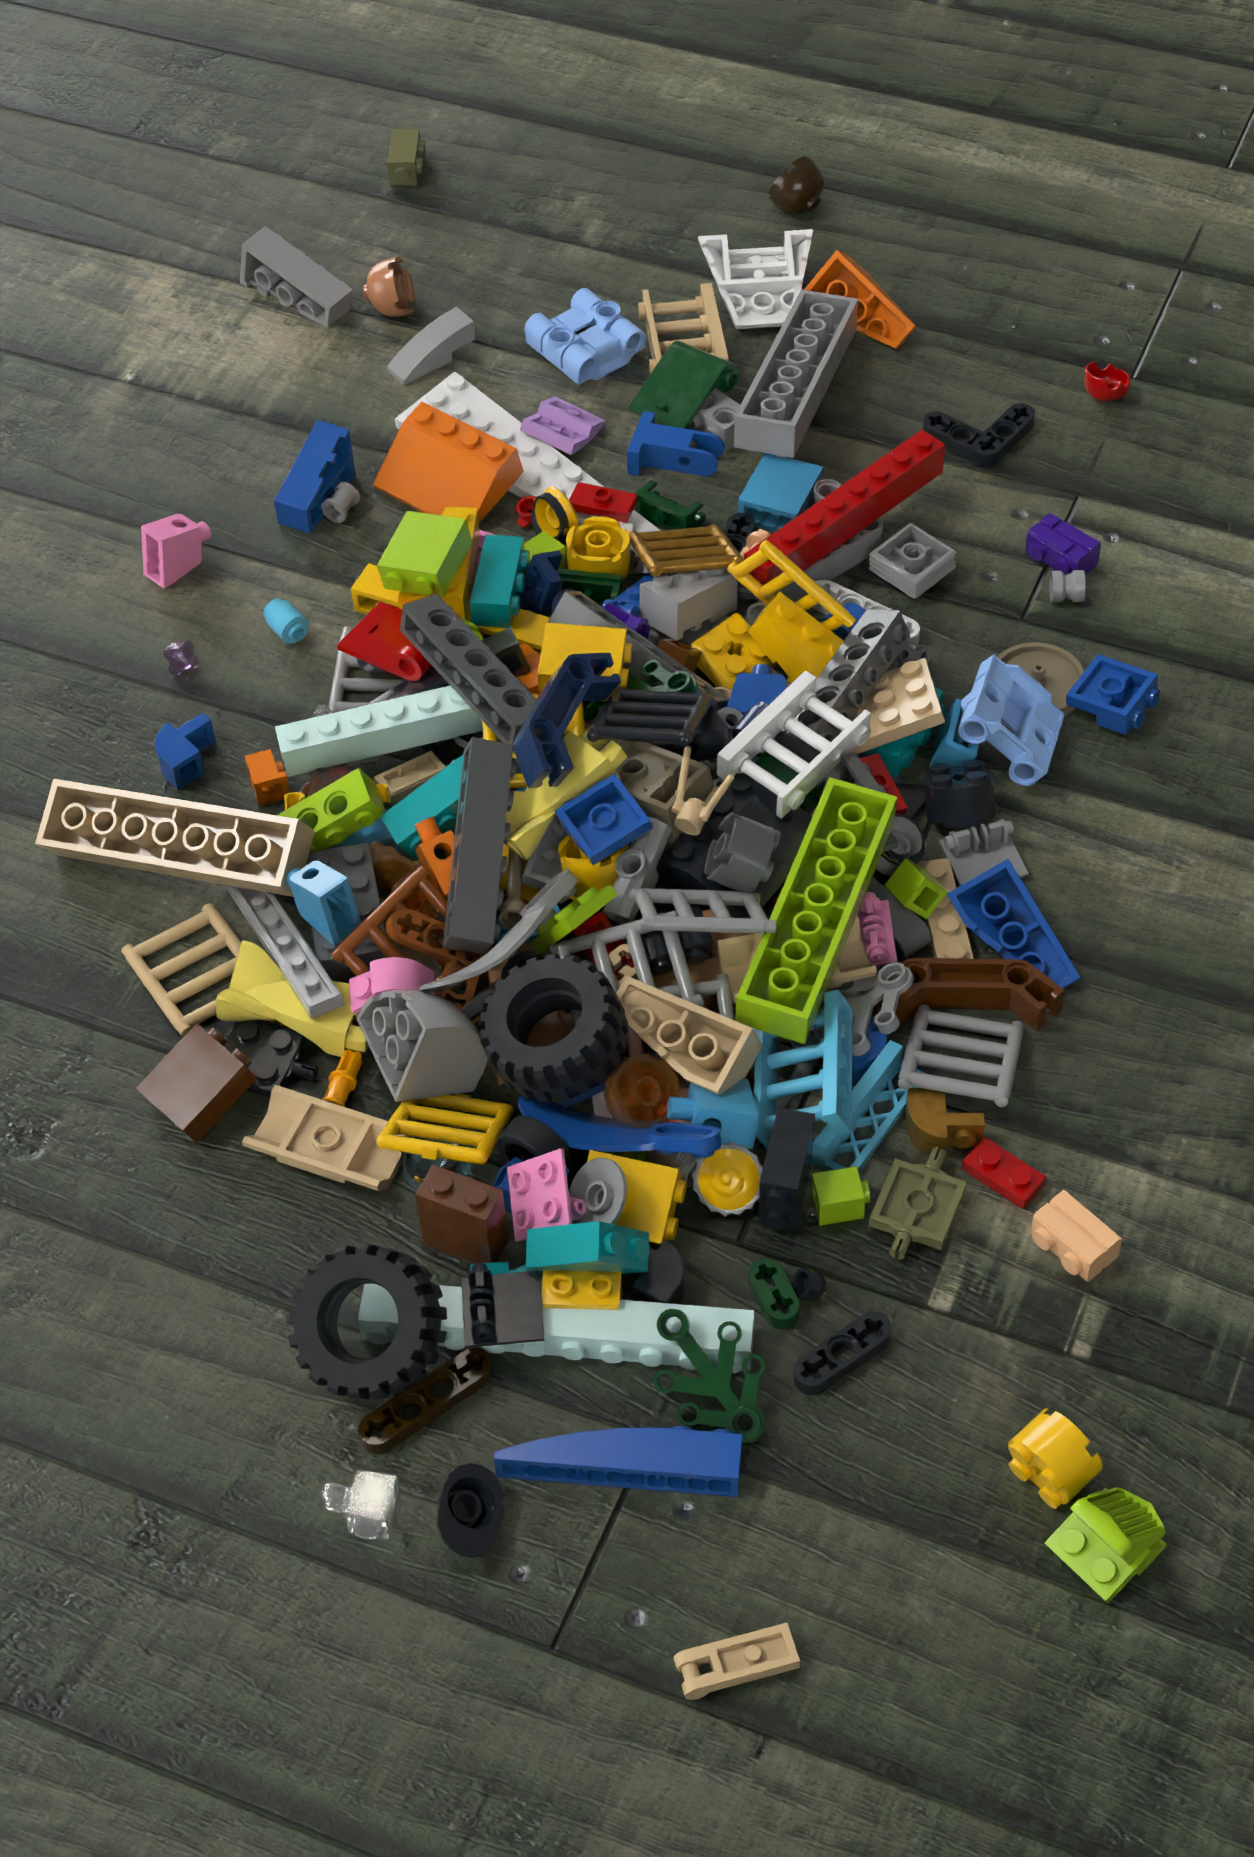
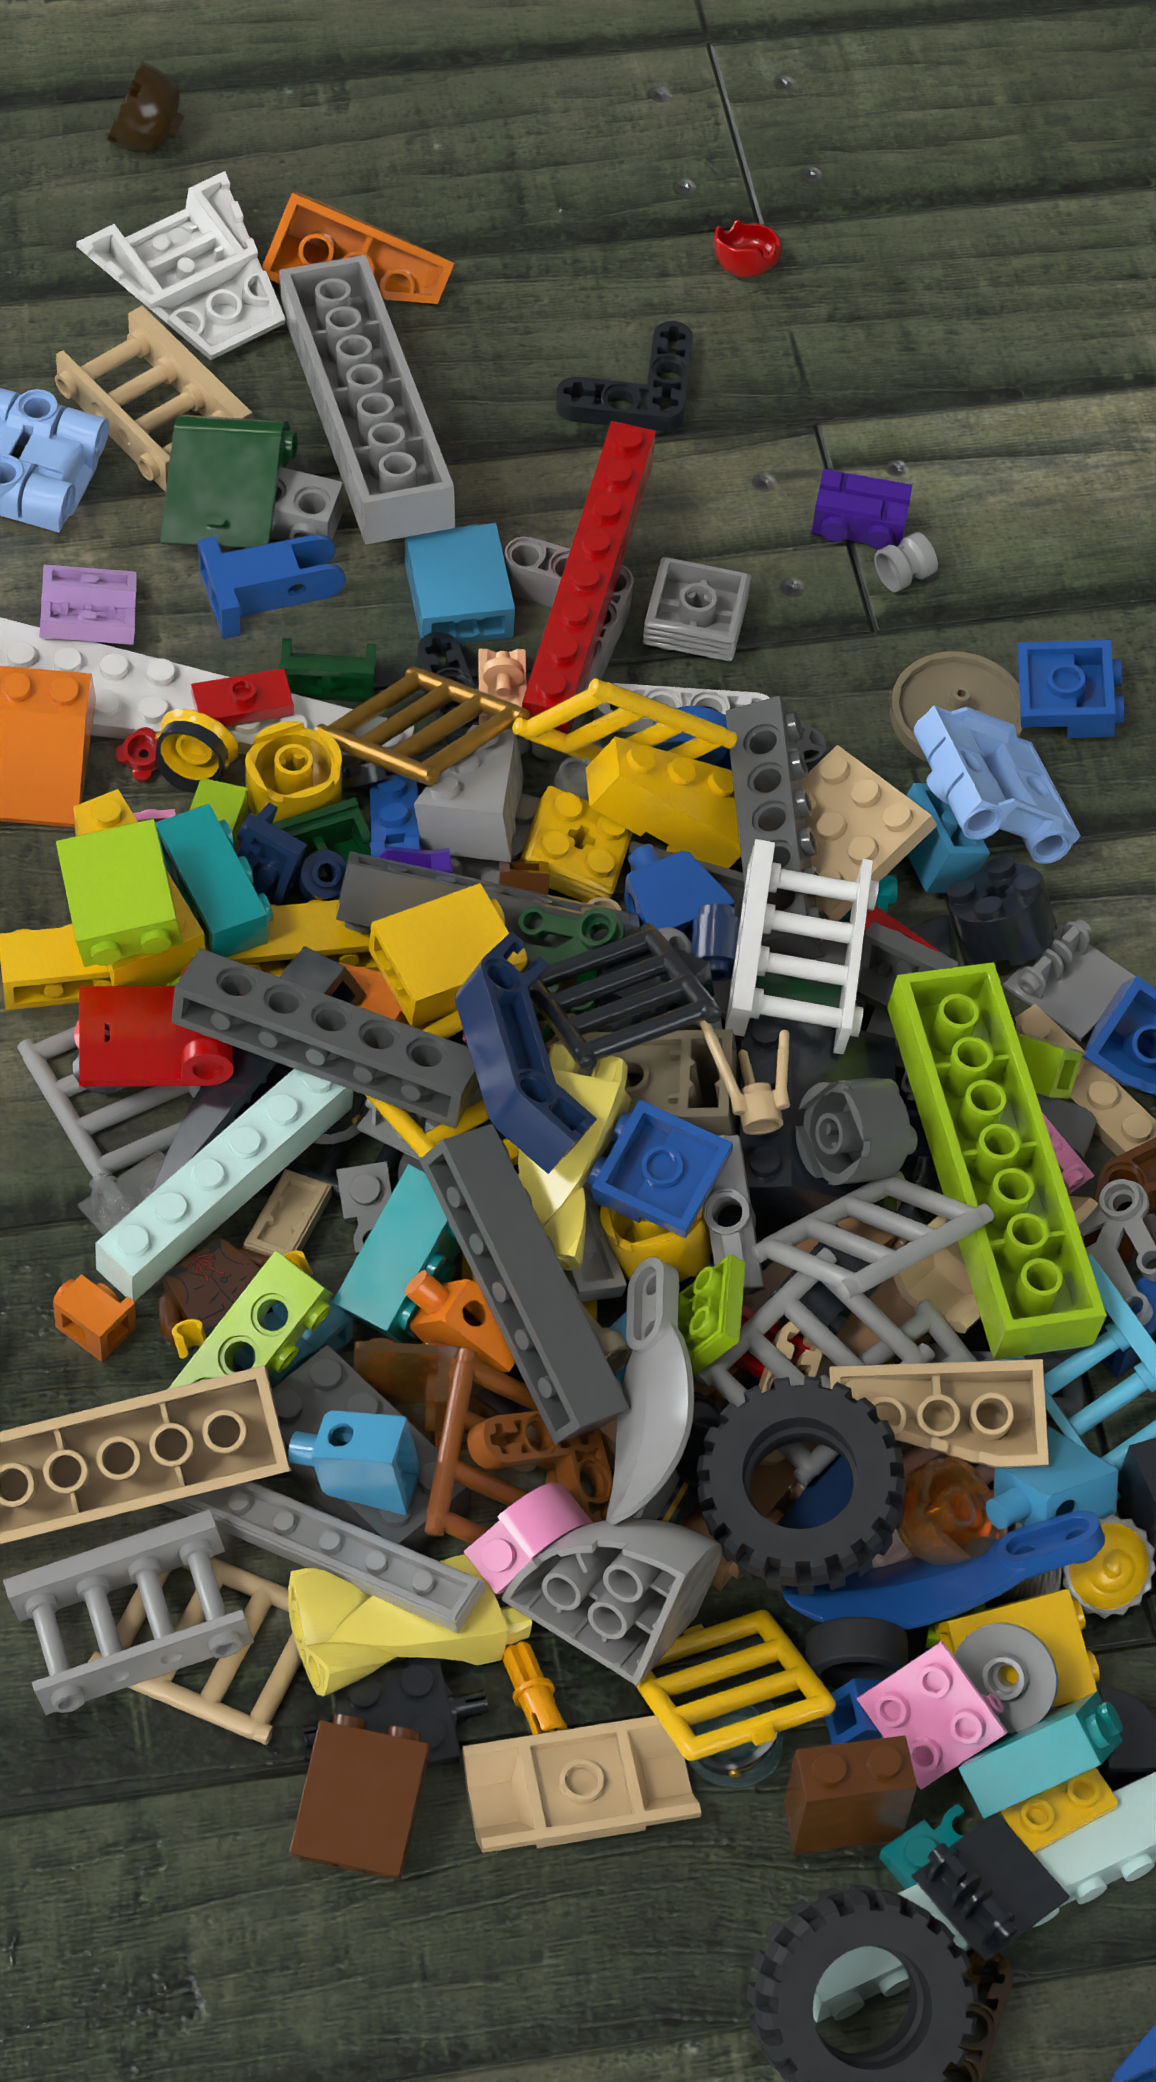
camera: 40 degrees left, 5 degrees up
(162, 902) = (113, 1566): none -> light grey fence

